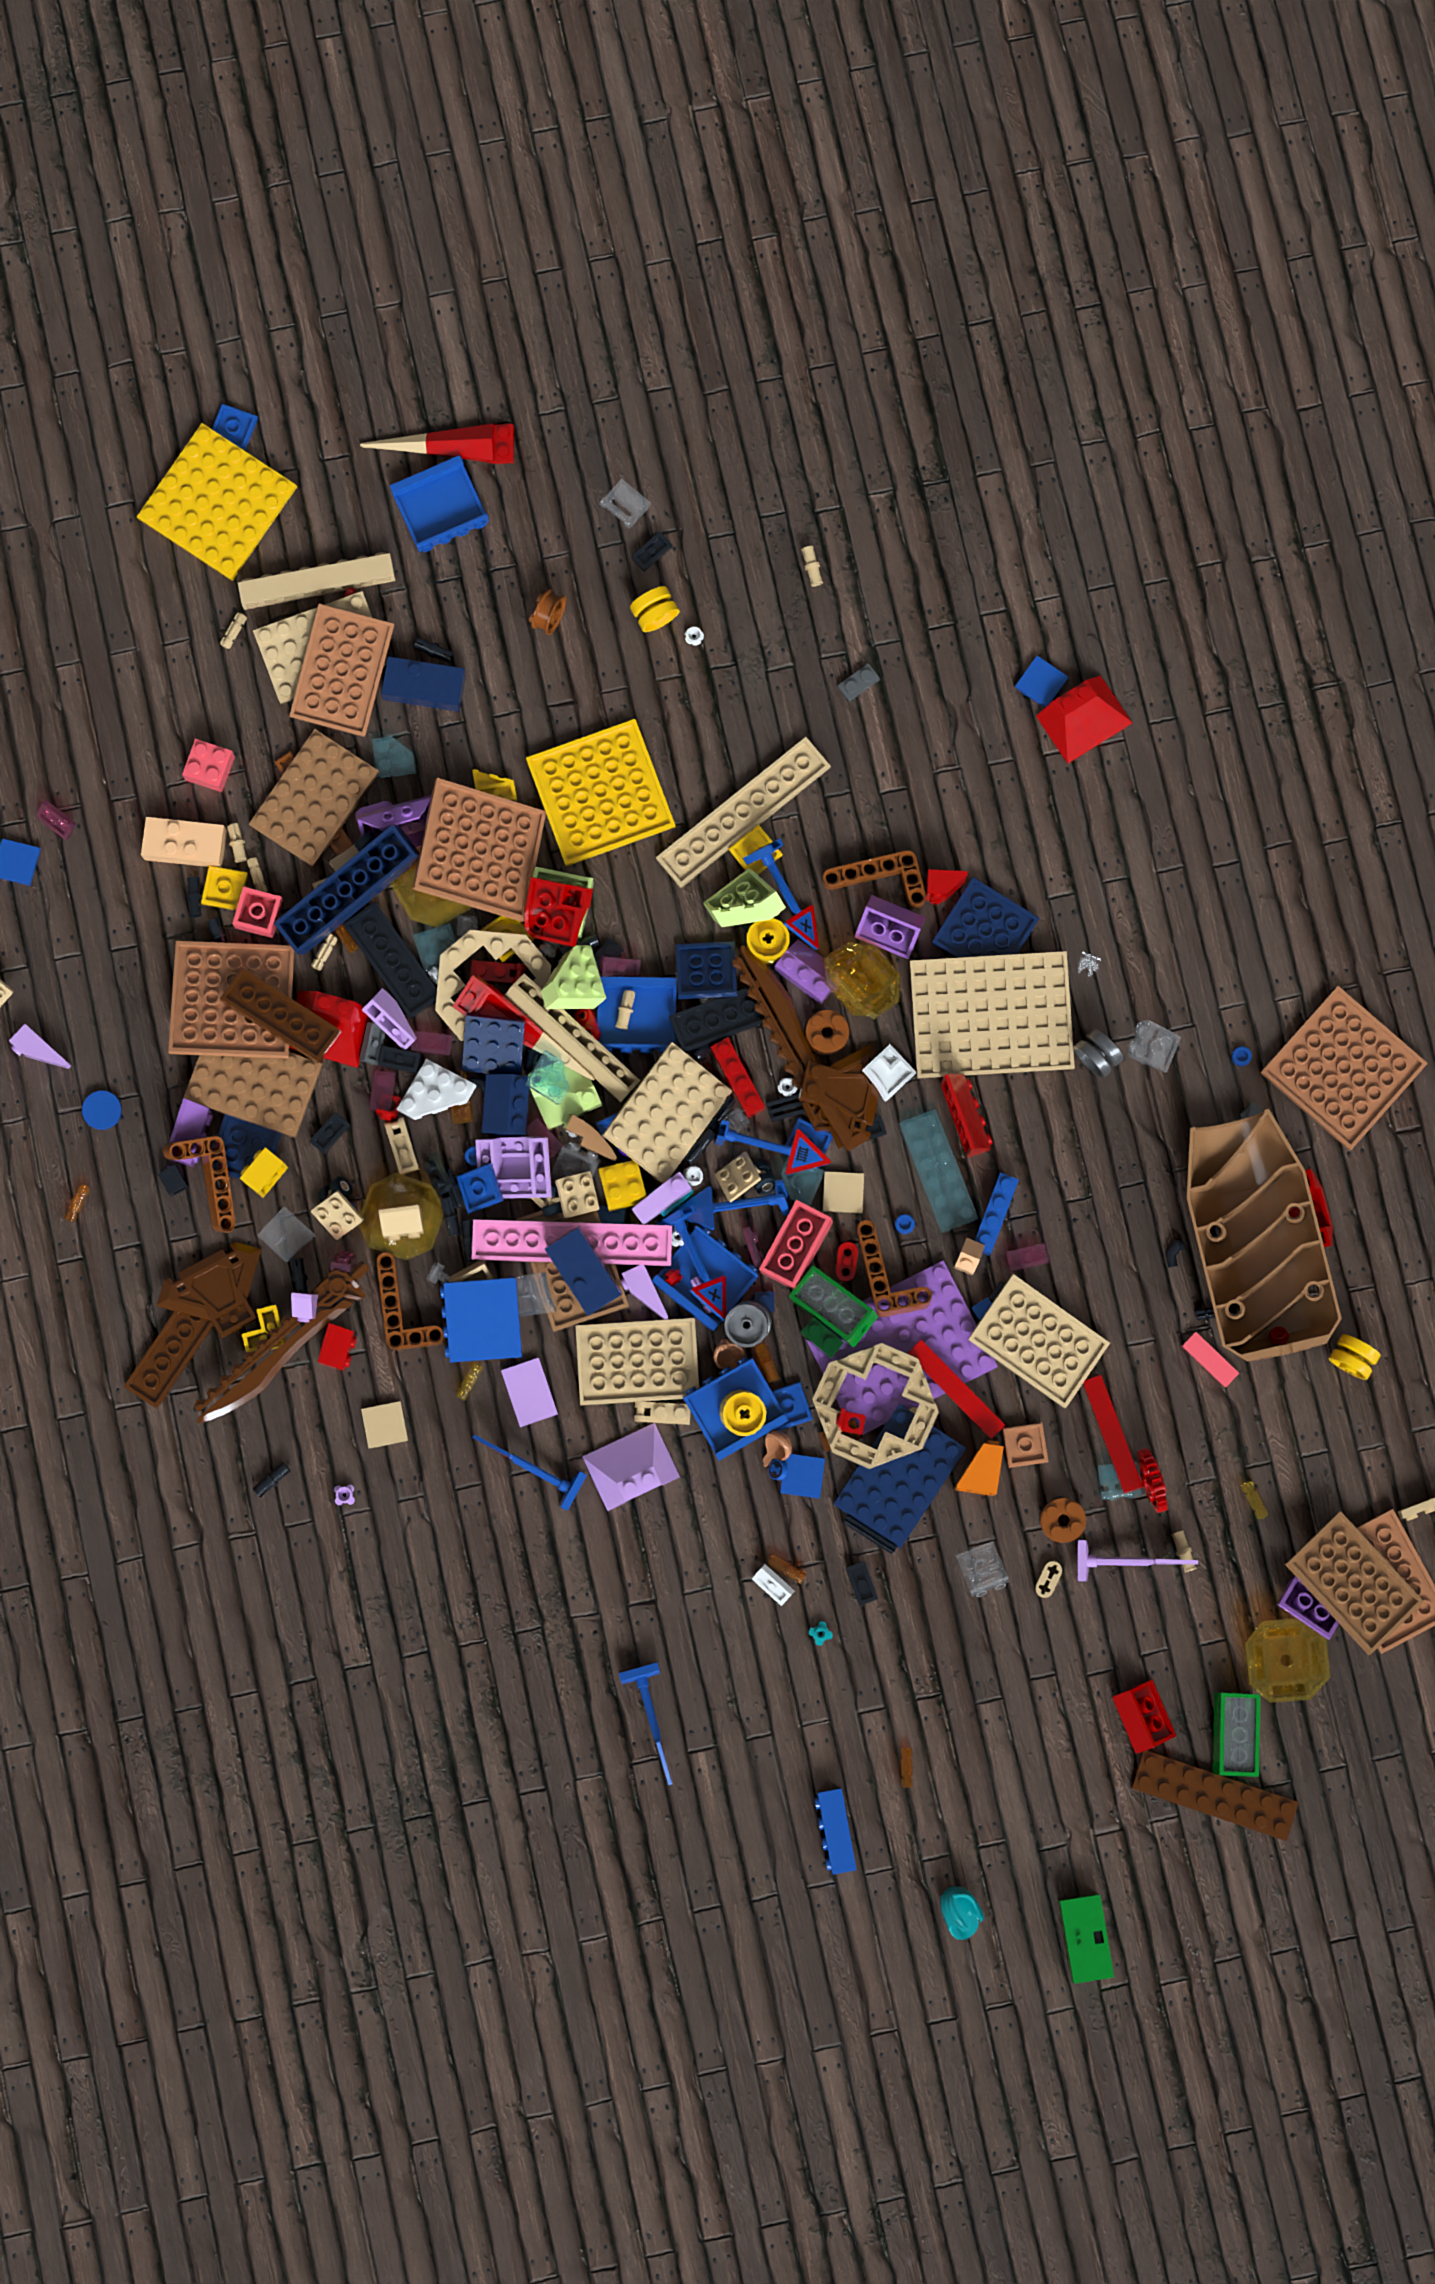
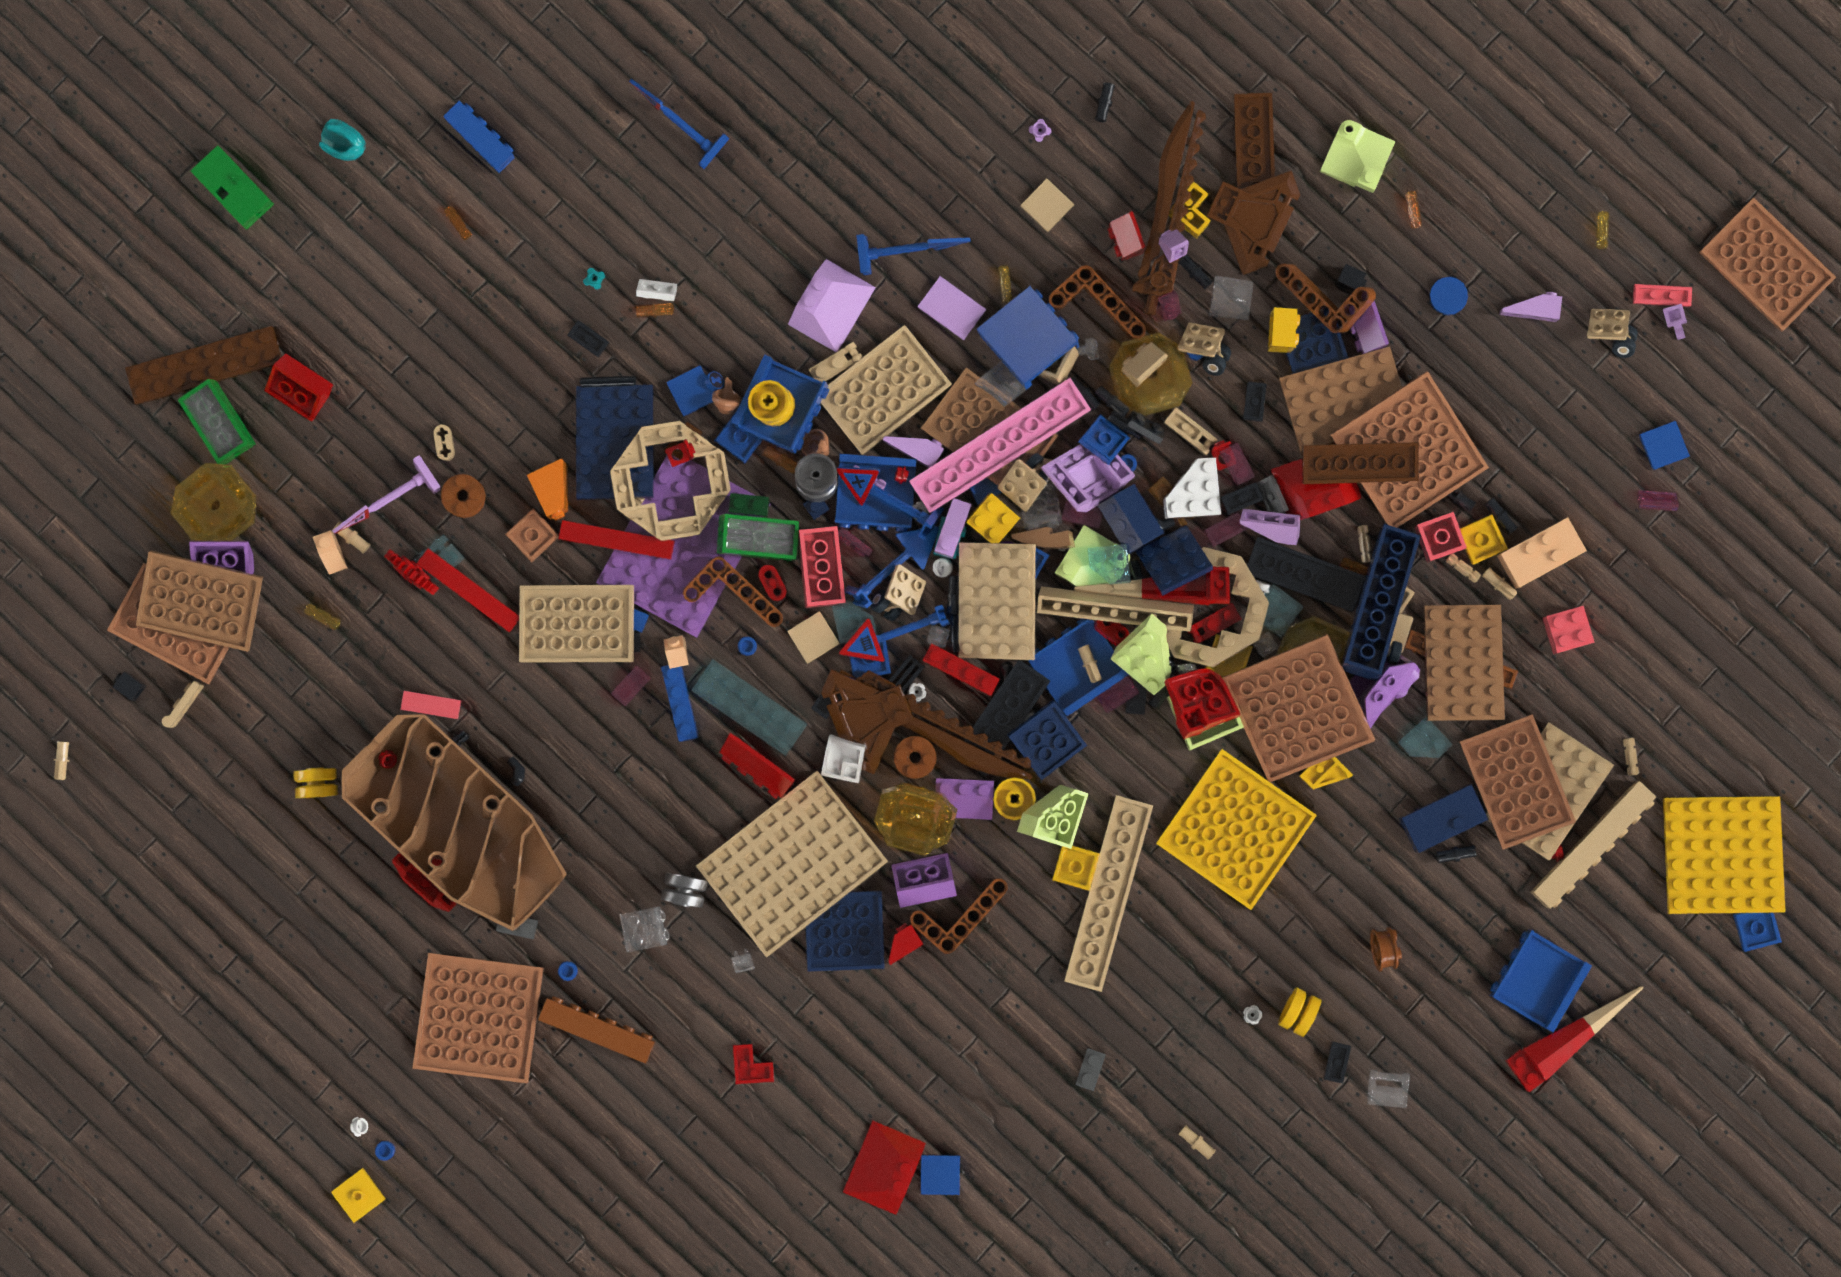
camera: 150 degrees right, 5 degrees up
(90, 1281) = (1357, 156): none -> yellowish green slope
(583, 1270) = (974, 427): dark blue brick -> none
(802, 922) = (996, 835): blue piece -> none
(982, 1569) = (500, 413): clear plate -> none
(1144, 871) = (746, 1070): none -> red plate
(1211, 1551) = (330, 552): none -> light nougat slope
(1249, 990) = (597, 1030): none -> dark orange brick

